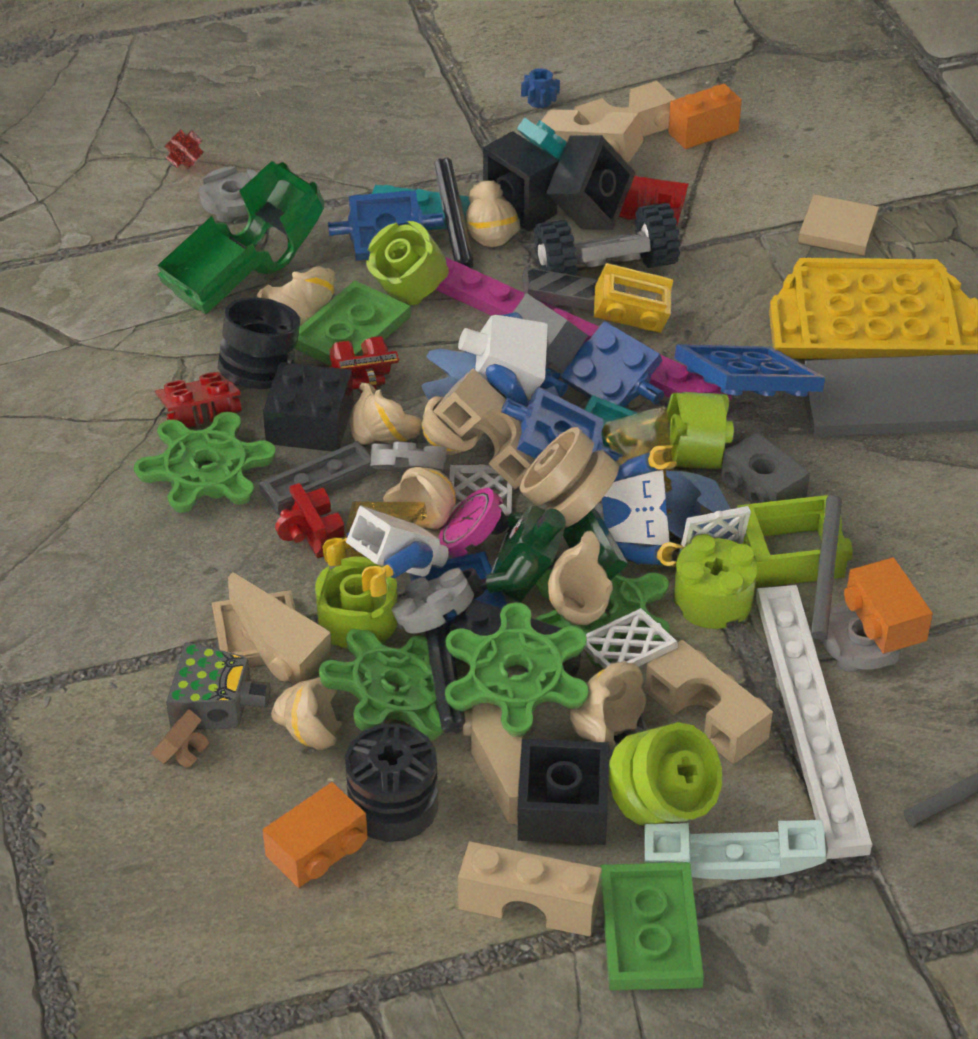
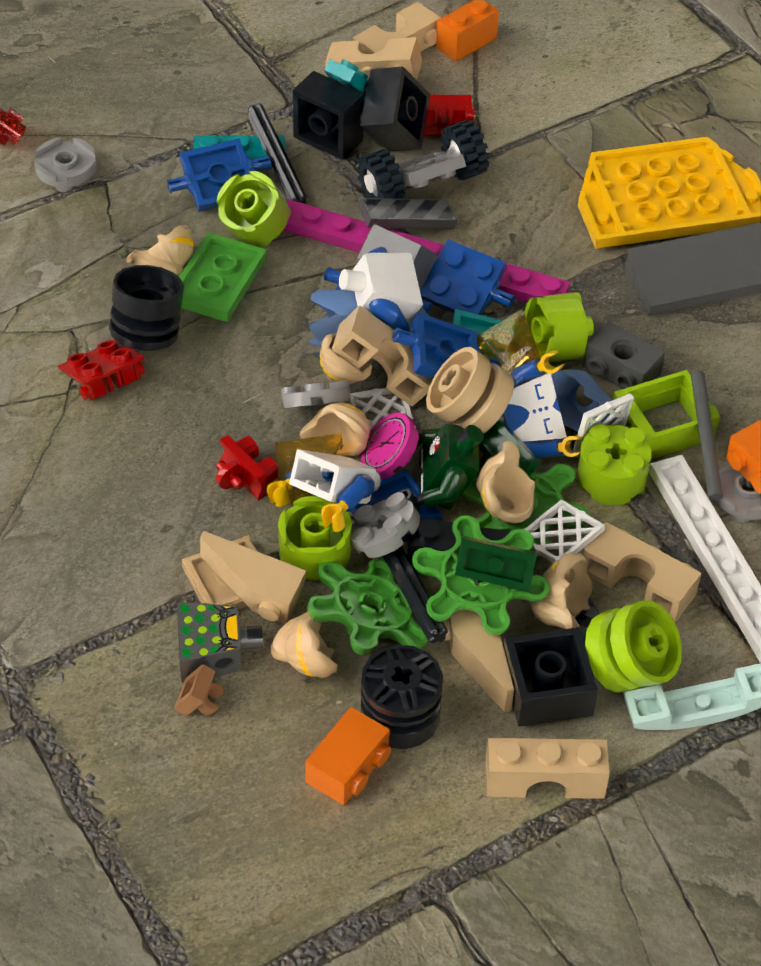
camera: 15 degrees left, 5 degrees up
(191, 448) = (134, 409): bright green plate -> none
(216, 260) = (74, 232): green piece -> none
(308, 406) = (207, 360): black brick -> none
(326, 472) = (237, 421): dark grey tile -> none
(366, 368) = (246, 316): red hips -> none
(381, 419) = (276, 361): tan hair -> none
(490, 216) = (309, 151): tan hair -> none
(531, 656) = (496, 563): none -> dark green plate
(540, 88) = (312, 21): blue gear -> none
(633, 298) = (462, 212): yellow window -> none
(650, 926) = (656, 781): bright green plate -> none
(749, 369) = (585, 264): blue plate -> none
(838, 225) = (611, 115): tan tile -> none

